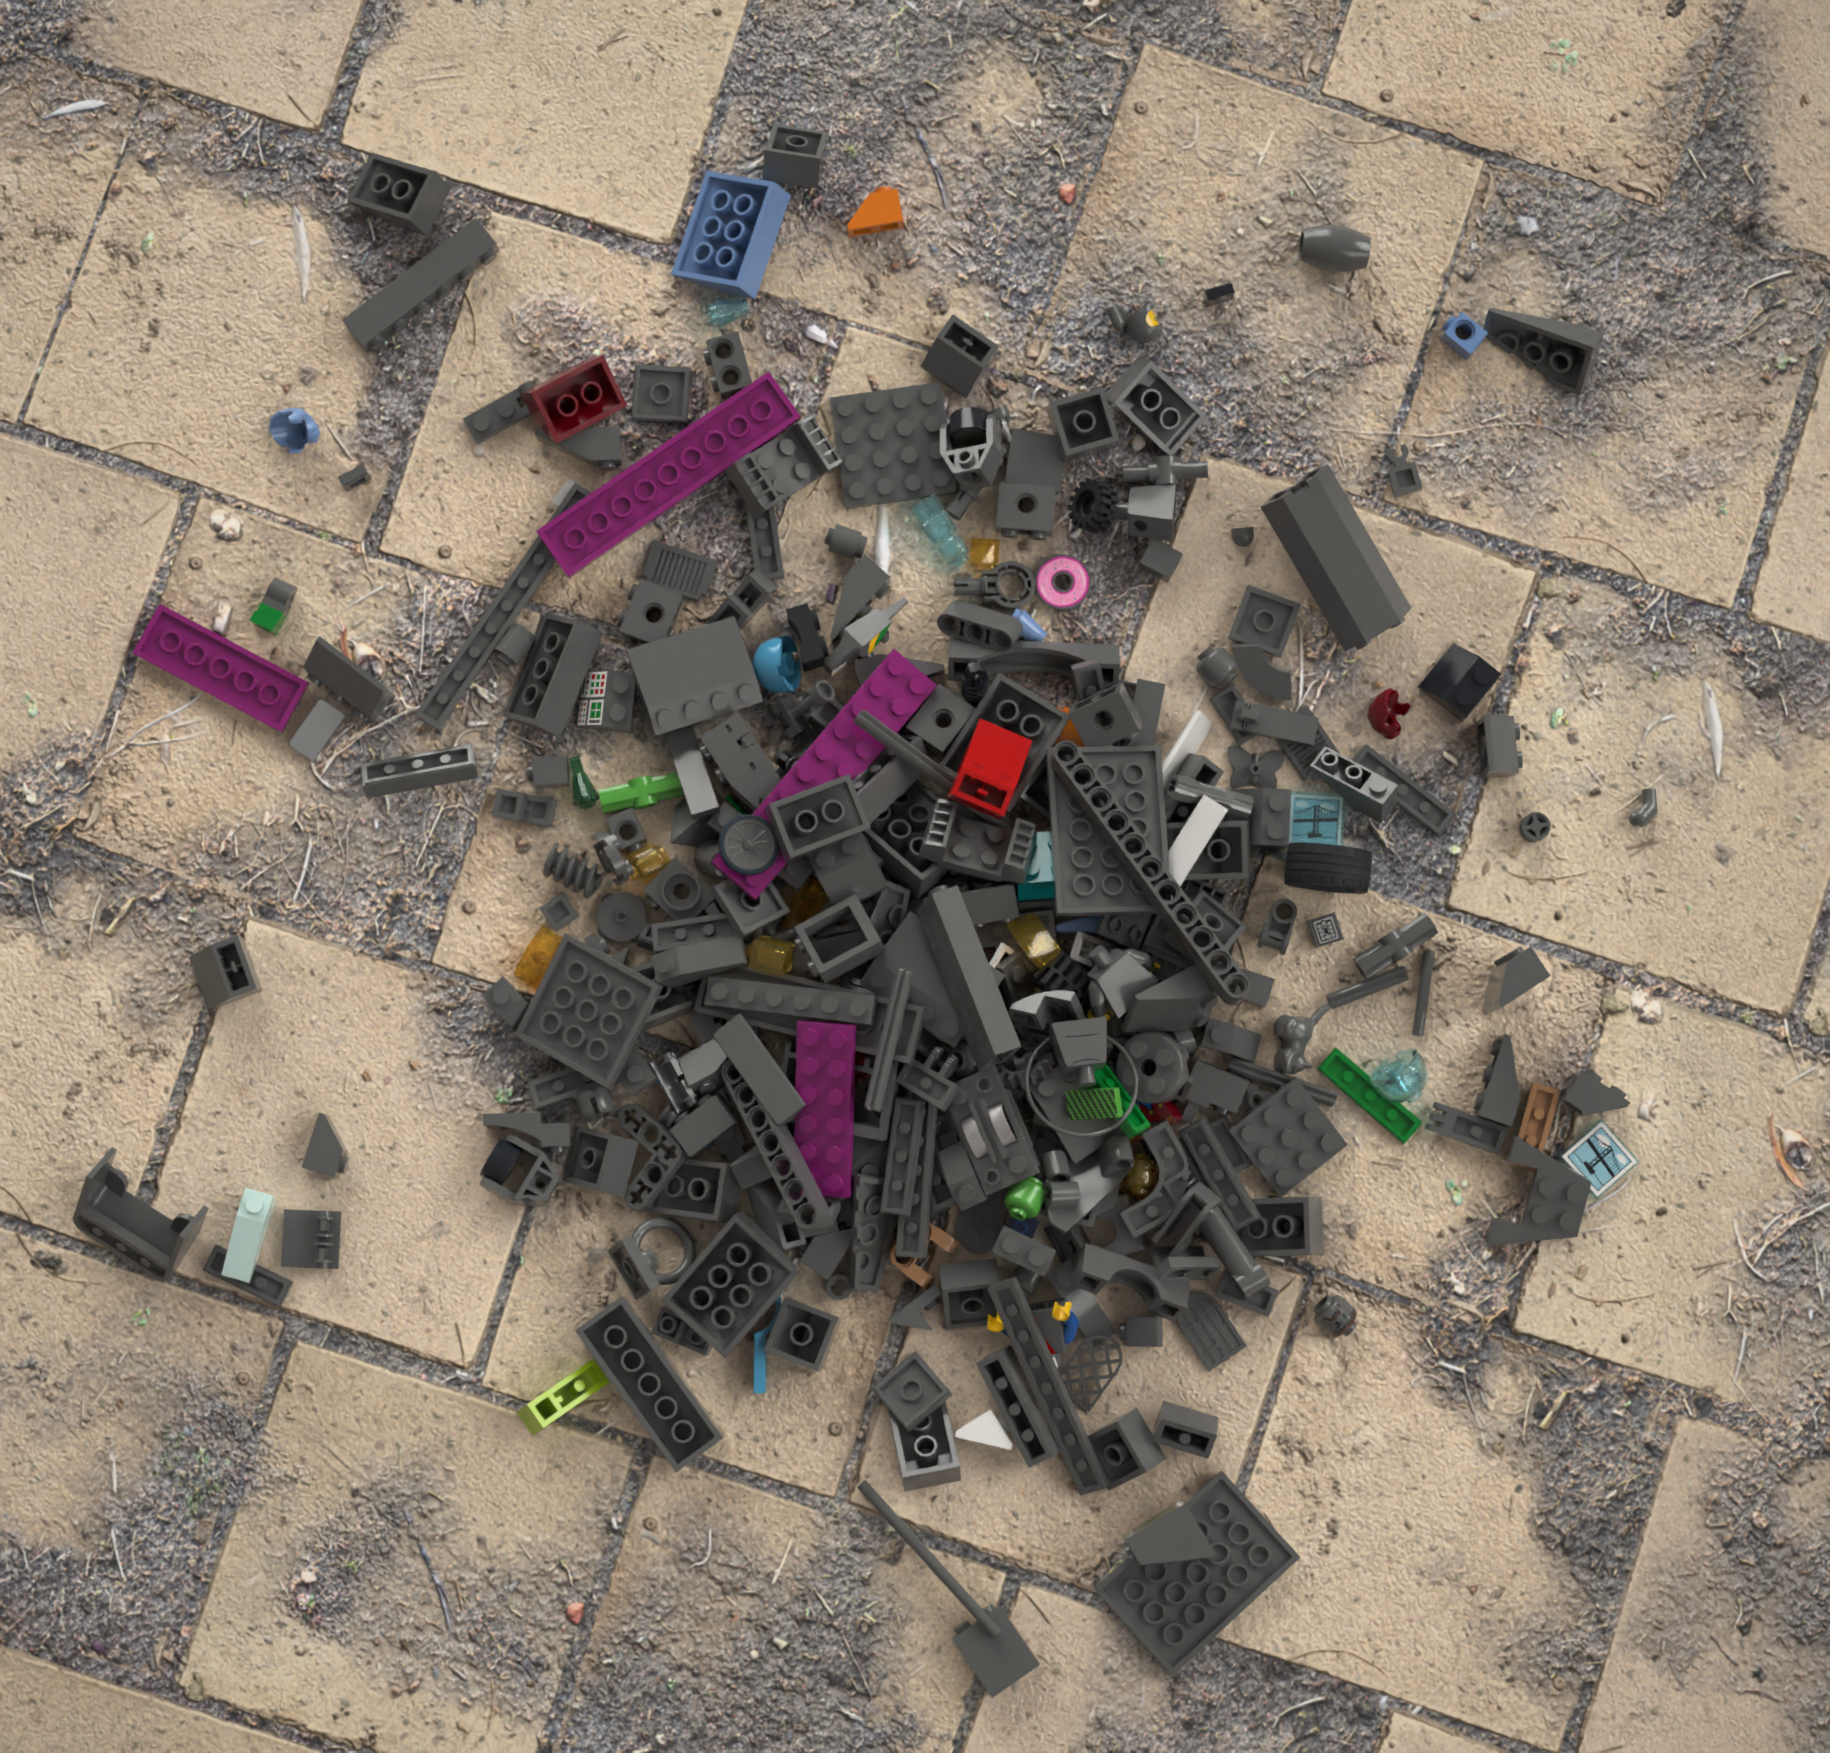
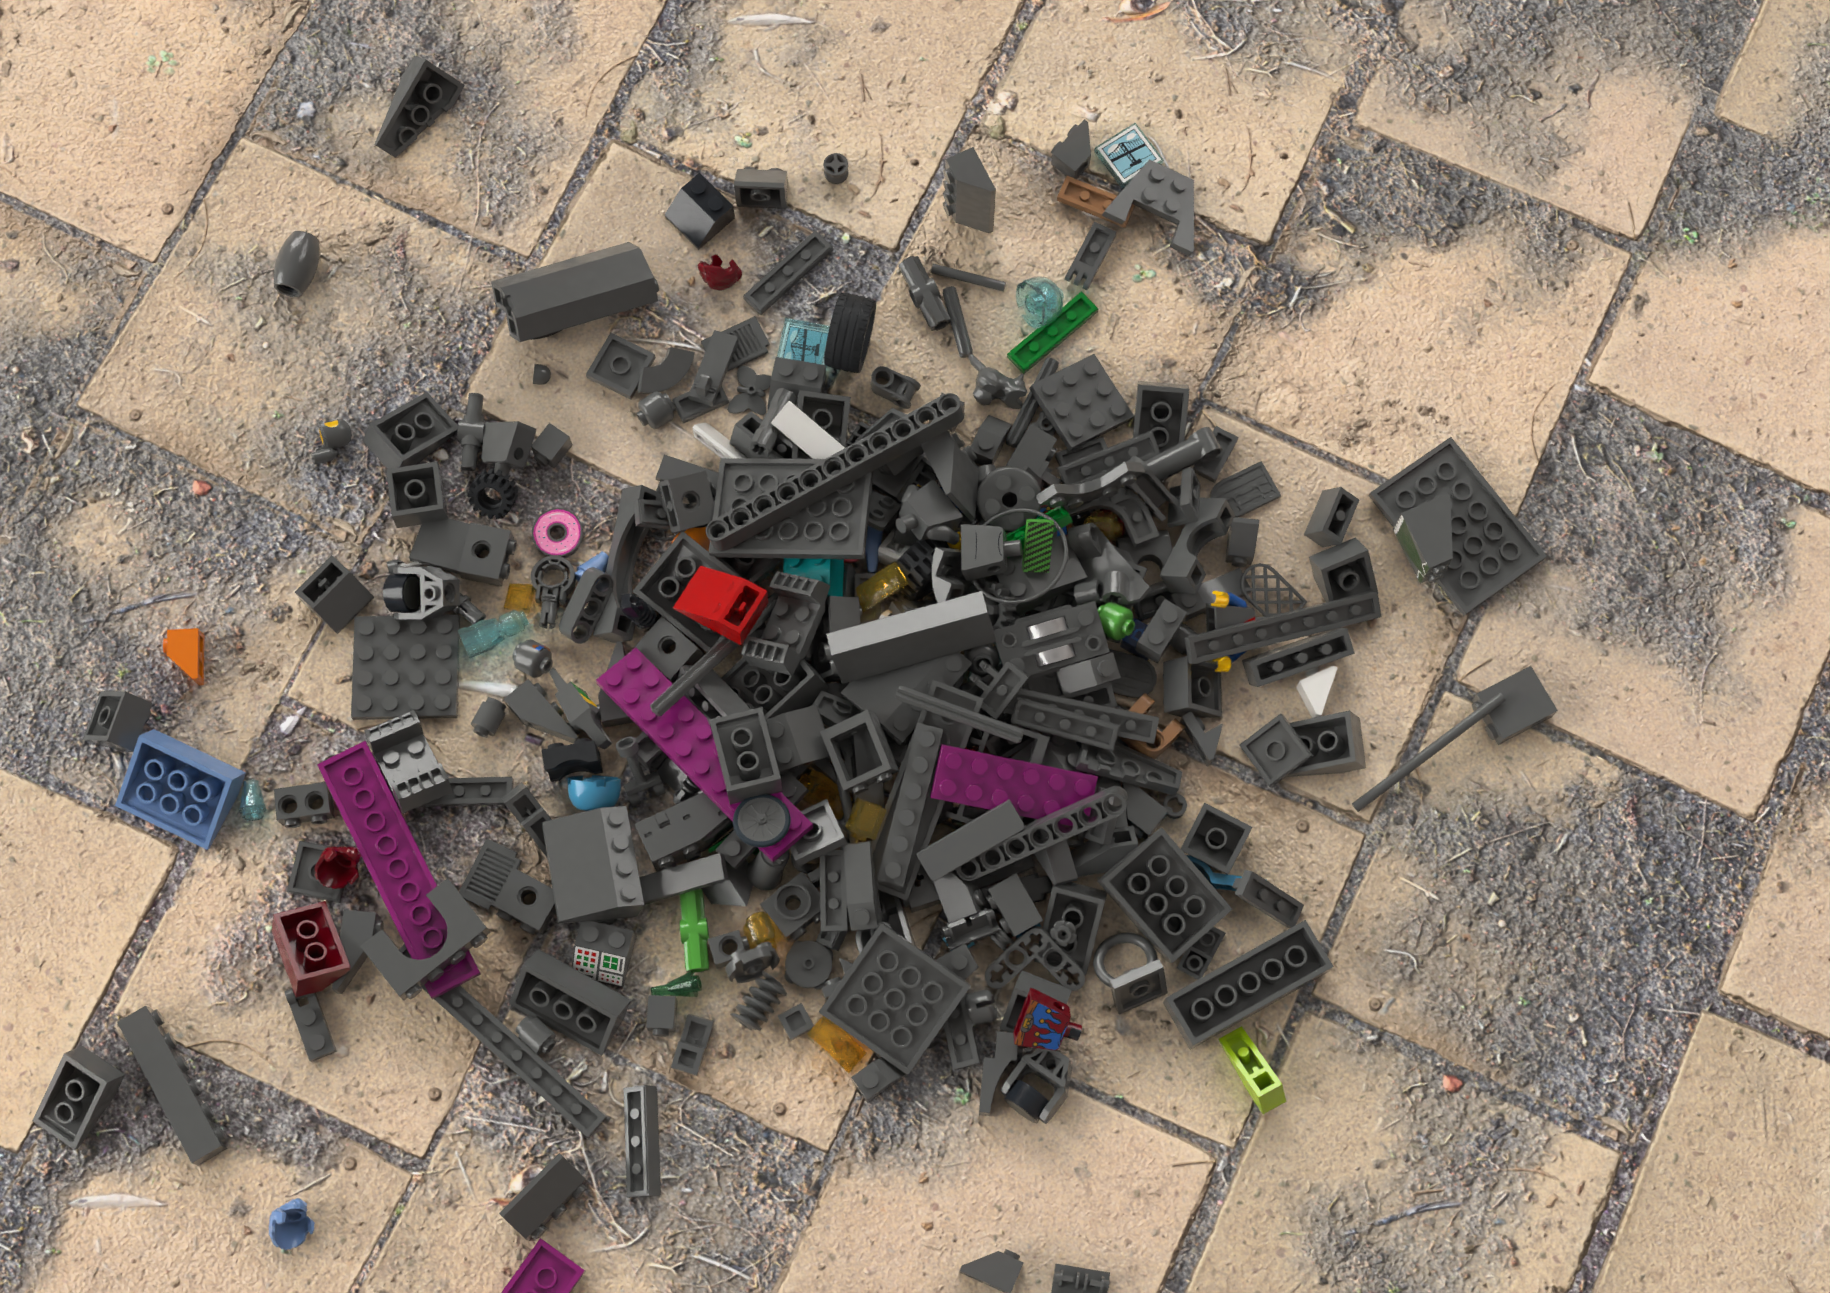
camera: 85 degrees left, 10 degrees down
(274, 606) = (461, 1264): leg -> none
(316, 729) = (588, 1236): slope -> none
(354, 477) = (348, 1170): dark grey tile -> none
(578, 1170) = (1044, 1022): none -> torso
(606, 553) = (409, 974): none -> dark grey arch
(662, 412) = (338, 866): none -> dark red hair
(687, 1181) = (1066, 926): none -> dark grey plate
(743, 1396) = (1268, 898): none -> dark grey hinge
(916, 578) = (532, 658): none -> dark grey head
(1160, 1138) = (1105, 486): none -> dark grey plate
(1218, 294) = (319, 367): black tile -> none
(1325, 930) = (902, 350): tile -> none
(1335, 1316) = (1242, 382): dark grey head -> none
(1356, 784) = (779, 304): dark grey slope -> none
(1403, 476) = (511, 235): dark grey plate -> none
(1463, 347) = (394, 160): medium blue brick -> none
(1501, 1089) = (1059, 223): dark grey slope -> none
(1647, 811) = (833, 77): dark grey arm -> none

